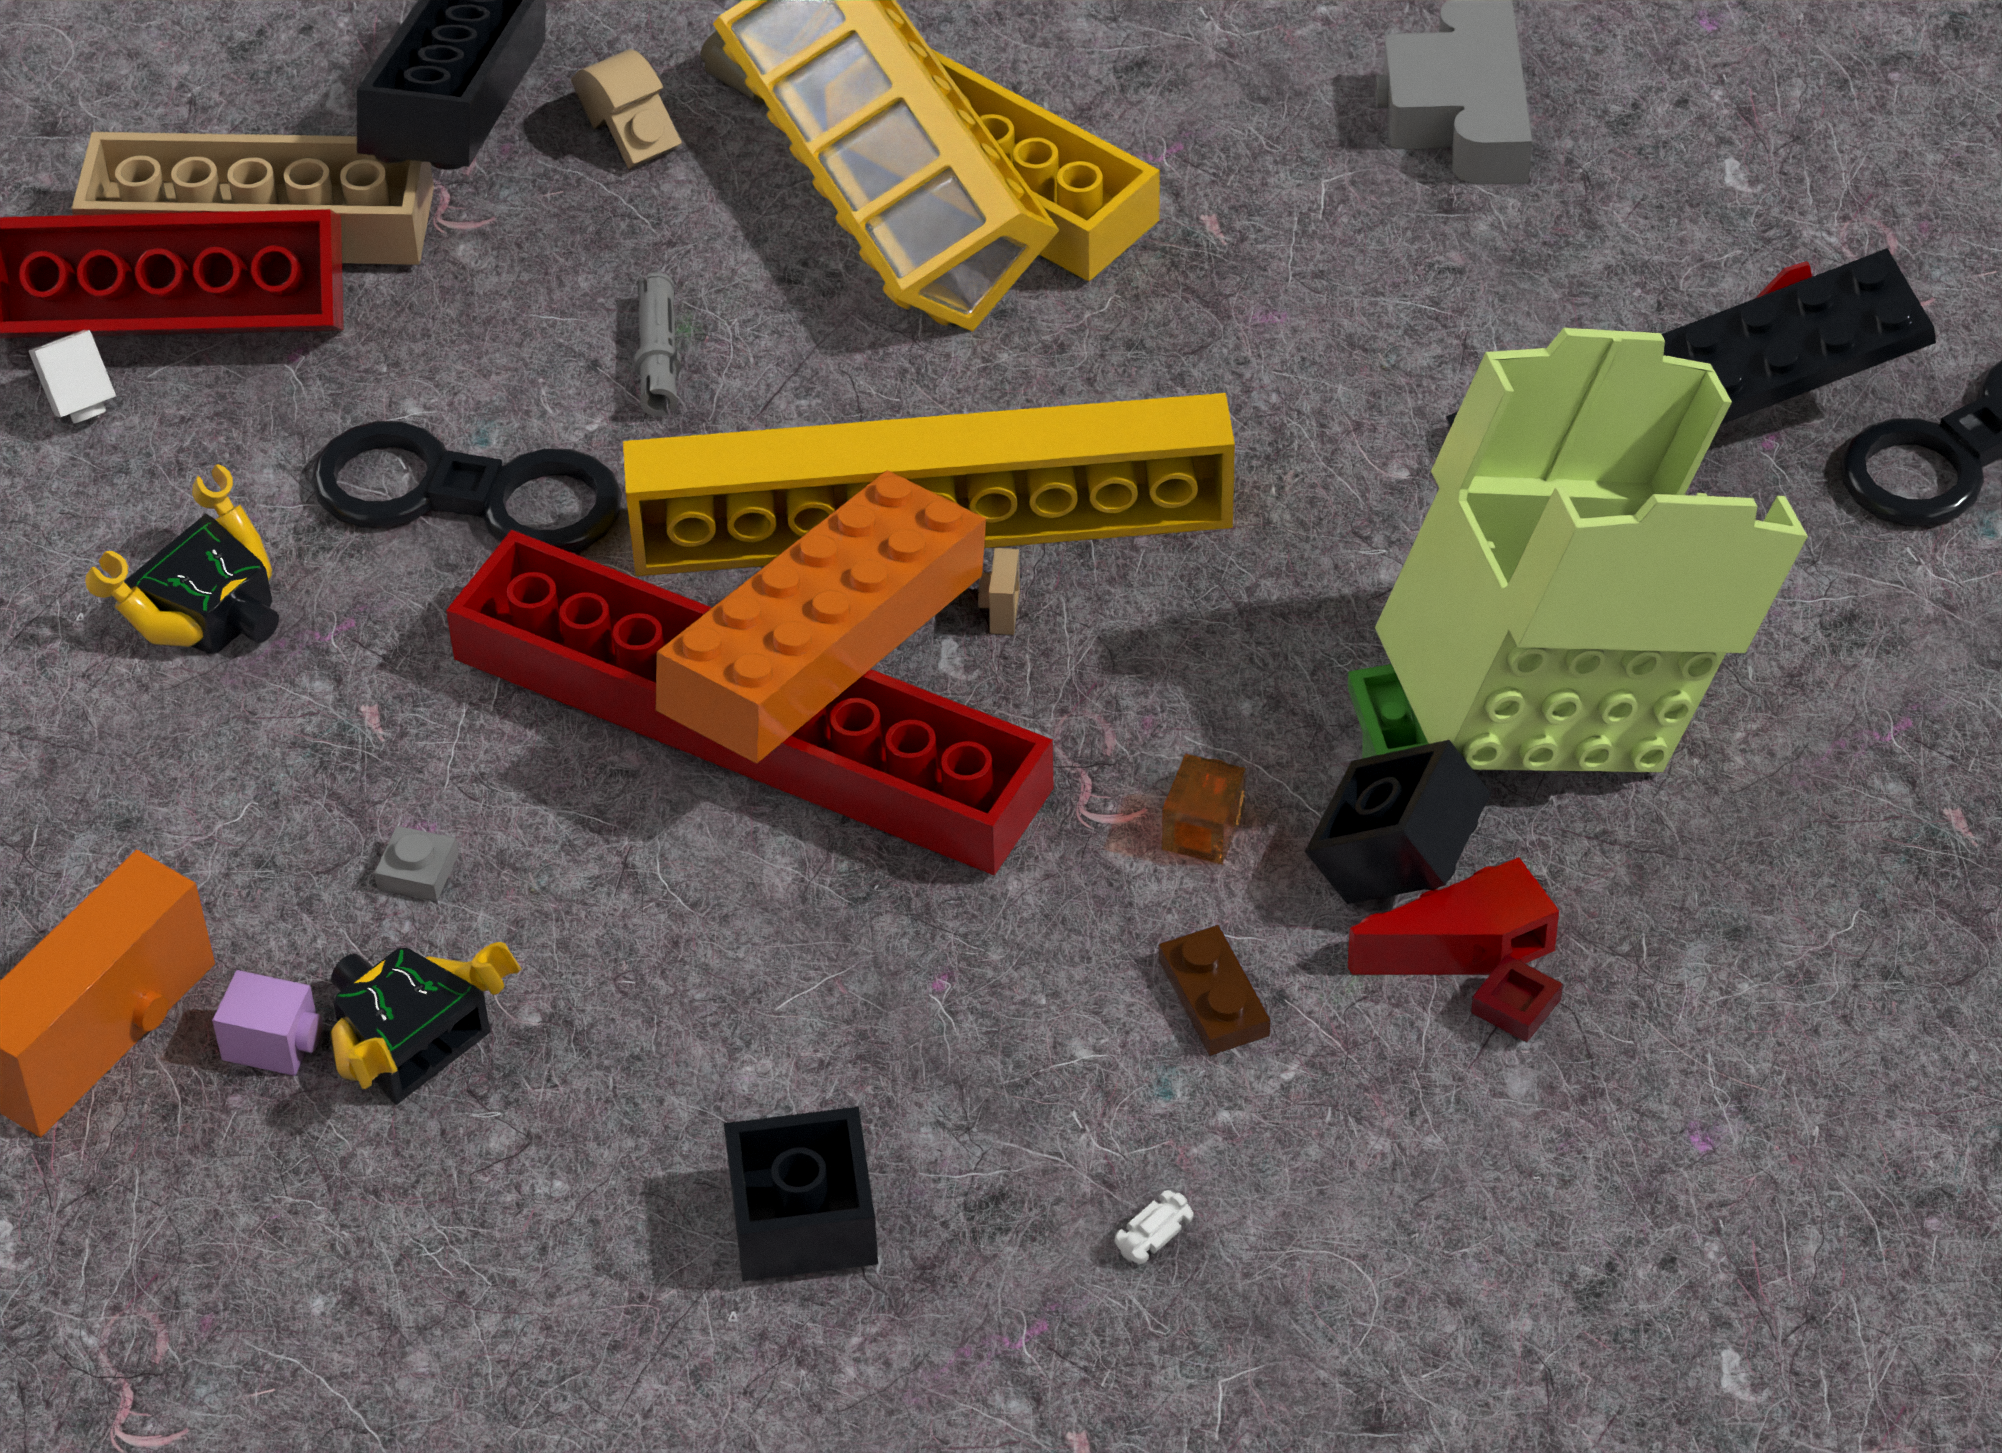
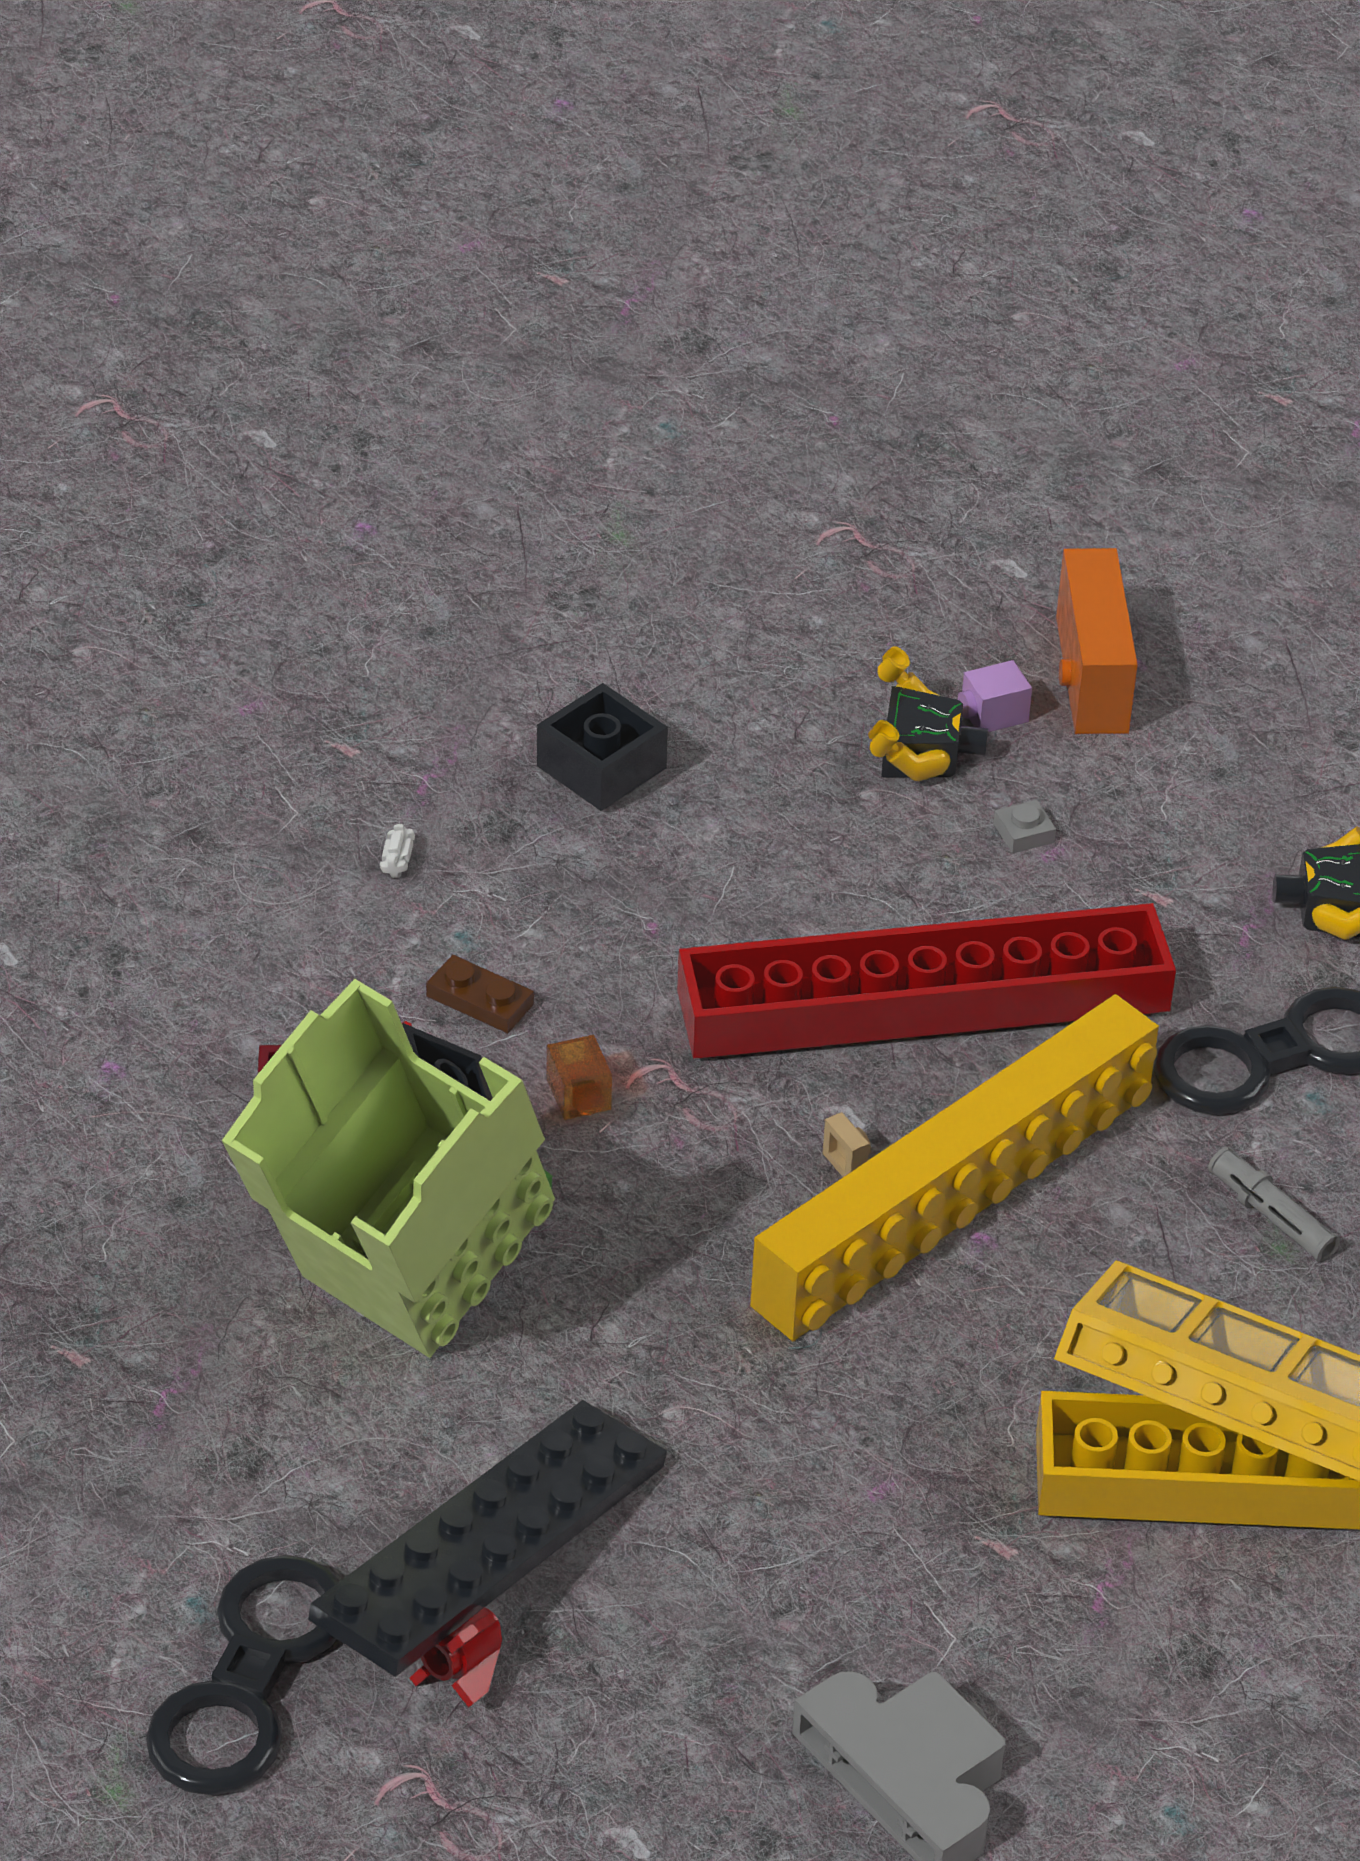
camera: 140 degrees right, 5 degrees down
(819, 616) = (904, 986): orange brick -> none

